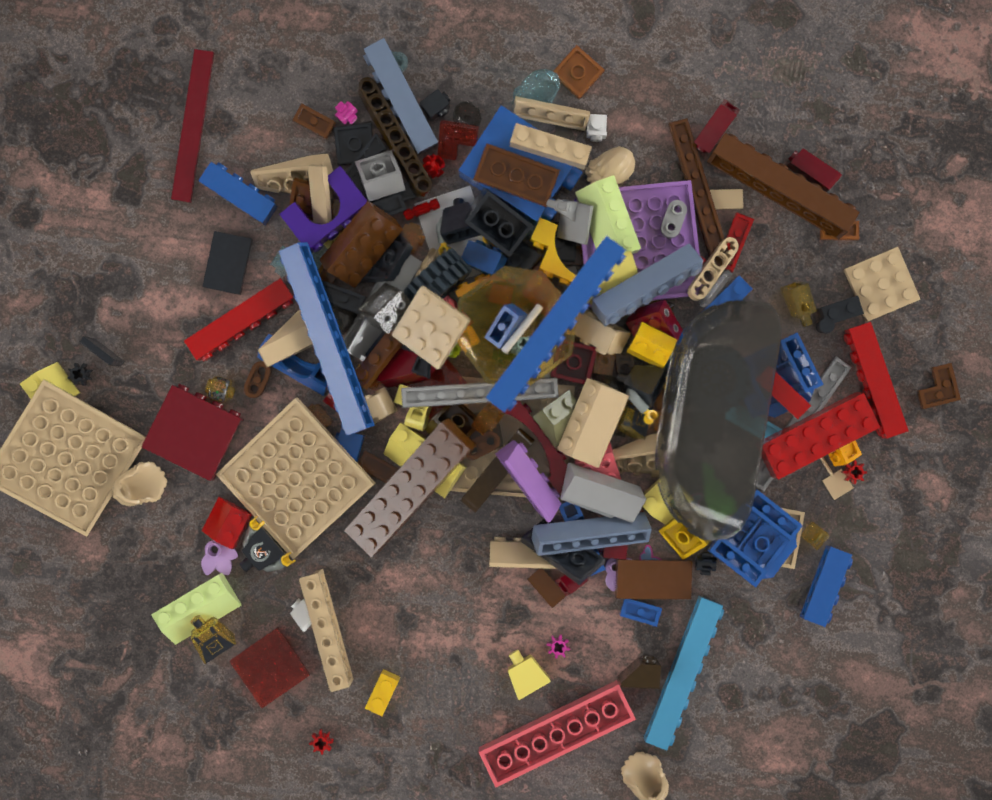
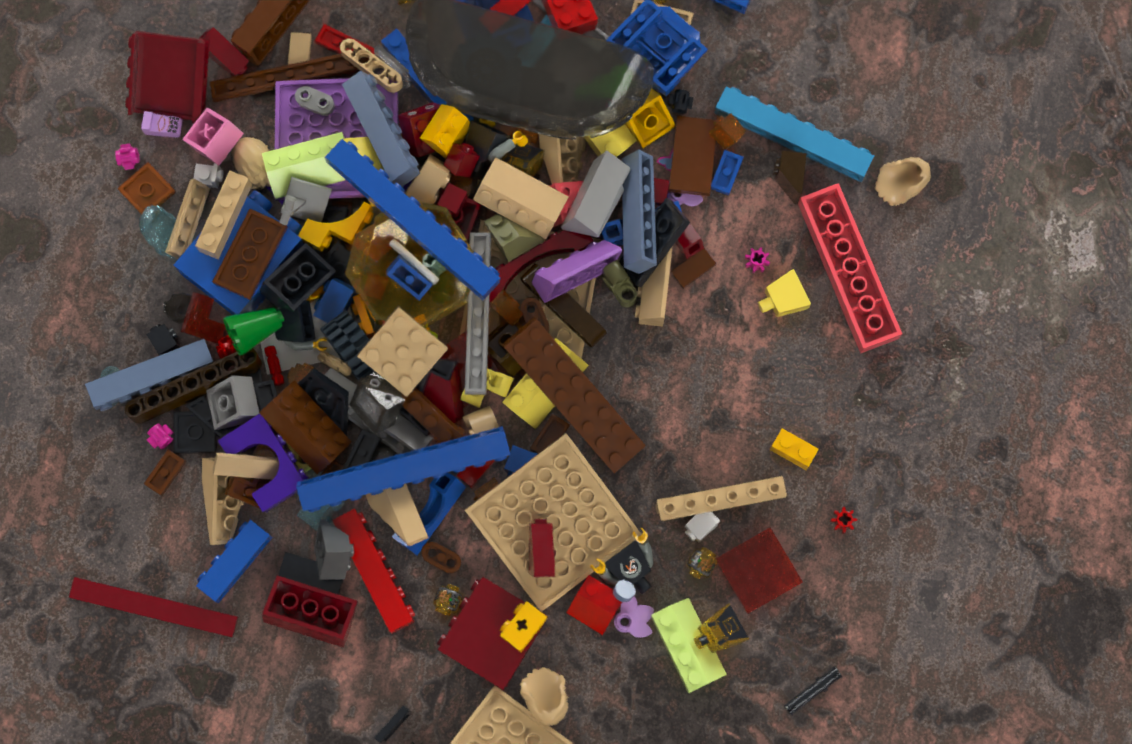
camera: 85 degrees left, 10 degrees down
(166, 723) = (821, 684): none -> black pin
(185, 458) = (521, 638): none -> yellow brick
(198, 266) = (309, 611): none -> dark red slope
(235, 548) = (624, 591): none -> piece
(250, 281) = (332, 552): none -> dark grey slope
(264, 471) = (541, 549): none -> dark red slope
(272, 615) = (701, 563): none -> clear yellow head
(447, 185) = (252, 328): none -> green cone
(525, 519) = (619, 283): none -> olive piece
(584, 358) = (453, 200): none -> dark red brick
(607, 50) = (127, 156): none -> dark pink gear
(625, 363) = (461, 160): none -> dark red brick
(631, 127) = (213, 136): none -> bright pink brick
(640, 78) = (161, 125): none -> lavender leg
(679, 610) = (727, 130): none -> clear orange brick
(686, 78) = (167, 75): none -> dark red panel

